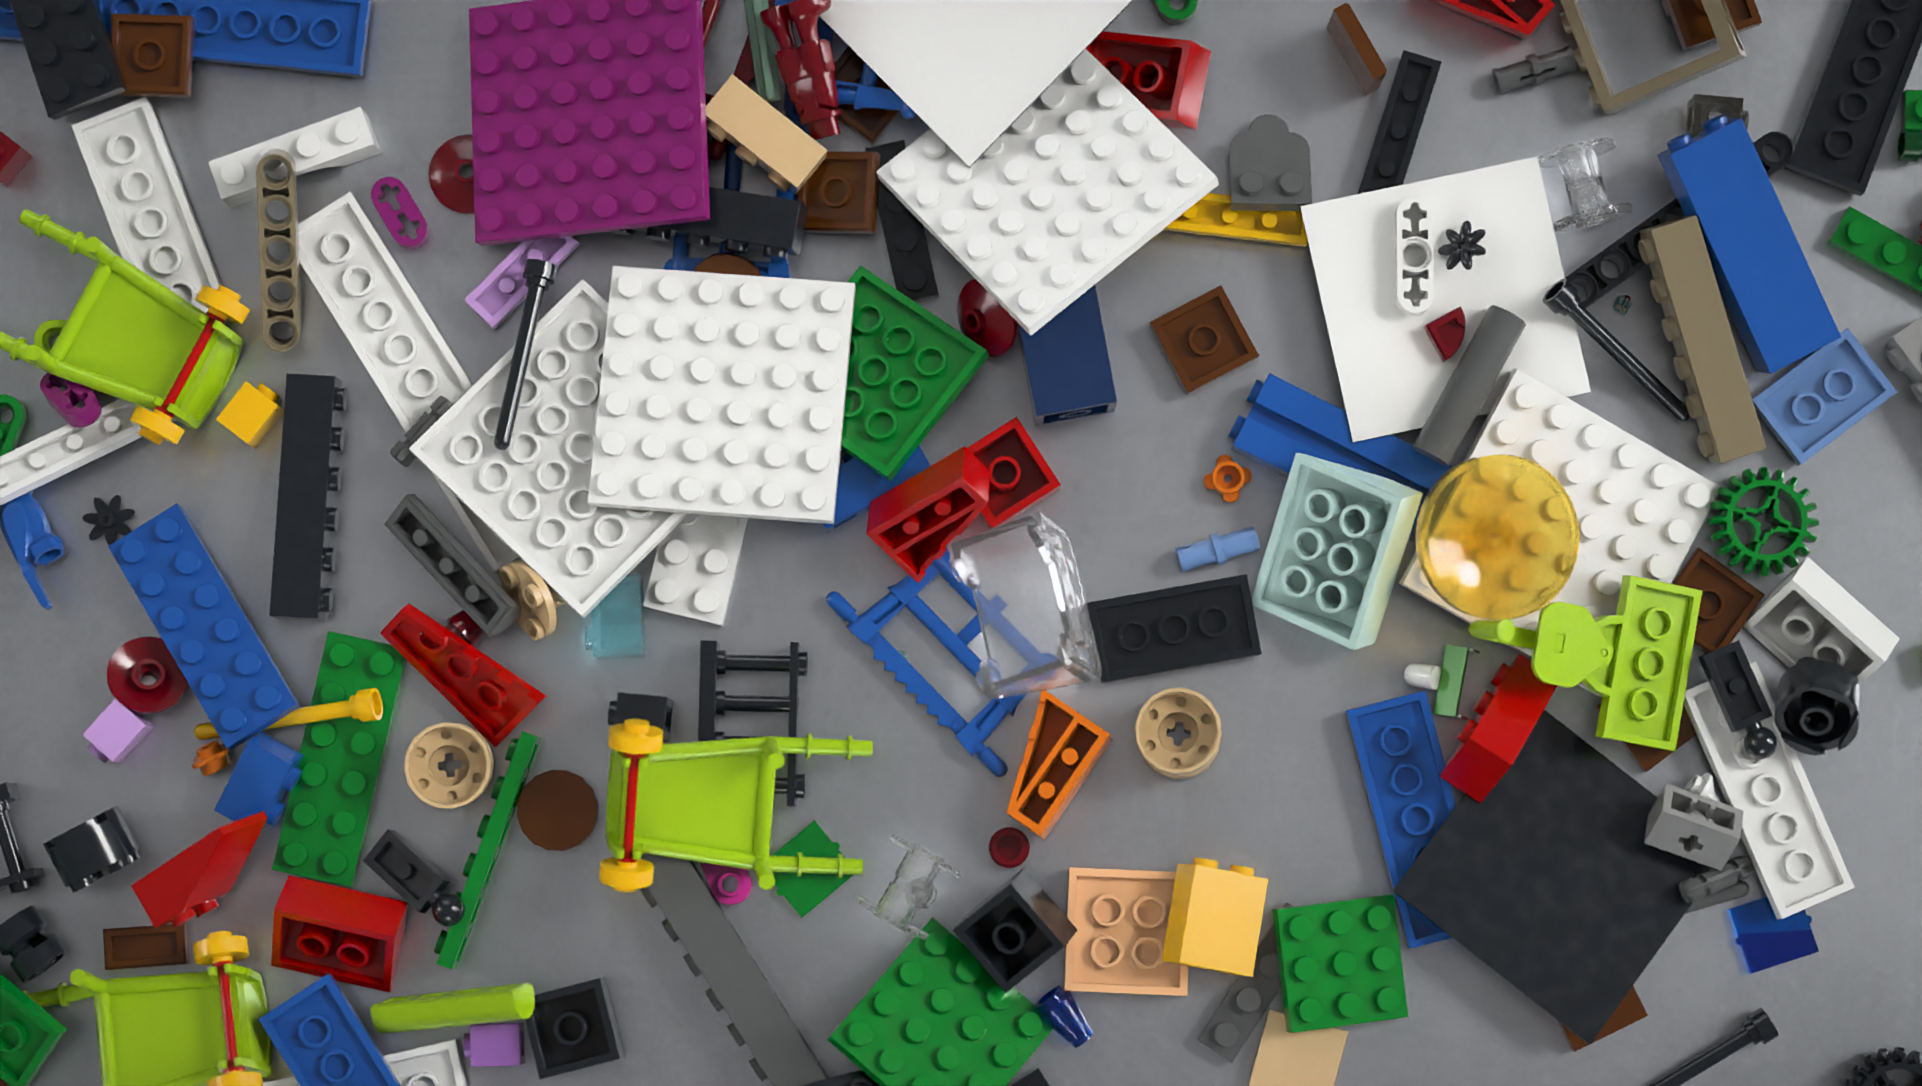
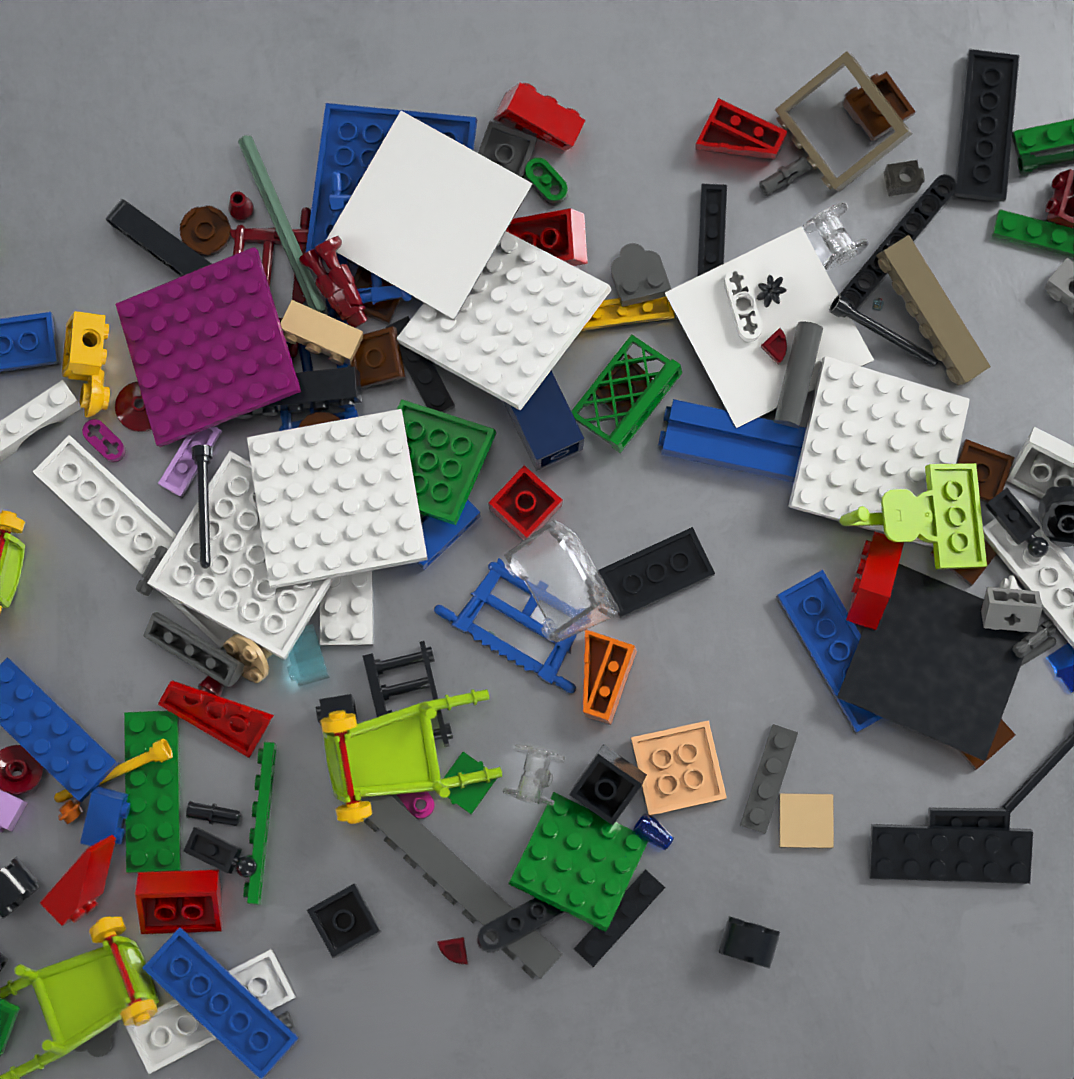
camera: 20 degrees left, 5 degrees down
(145, 946) = (57, 943): reddish brown tile -> none
(251, 413) = (41, 588): yellow brick -> none
(272, 269) = (33, 494): dark tan beam -> none
(307, 497) = (89, 632): black brick -> none
(402, 90) = (86, 362): none -> yellow brick
(420, 816) = (213, 813): none -> black axle
(435, 785) = (209, 768): tan wheel -> none
(453, 1008) = (265, 928): lime brick -> none
(495, 1044) = (297, 945): medium lavender brick -> none
(557, 810) = (299, 787): reddish brown tile -> none
(928, 511) = (484, 536): red wedge -> none
(985, 320) = (488, 410): dark red dish -> none
(1009, 847) = (590, 736): dark red tile -> none
(1161, 716) = (688, 624): tan wheel -> none
(1215, 917) = (731, 744): yellow brick -> none
(1217, 549) = (670, 516): medium blue pin -> none
(1220, 373) = (646, 401): none -> green fence
(1231, 489) = (670, 467): orange plate -> none
(1335, 550) = (743, 496): light aqua slope -> none
(1340, 963) = (816, 752): green plate -> none
(1356, 48) = (673, 189): reddish brown tile -> none
(1447, 680) = (834, 560): bright green piece -> none
(1497, 537) = (841, 460): clear yellow dish -> none
(1749, 244) = (946, 244): blue brick -> none
(1770, 503) = (1021, 412): green gear -> none
(1823, 397) = (1016, 328): medium blue plate -> none

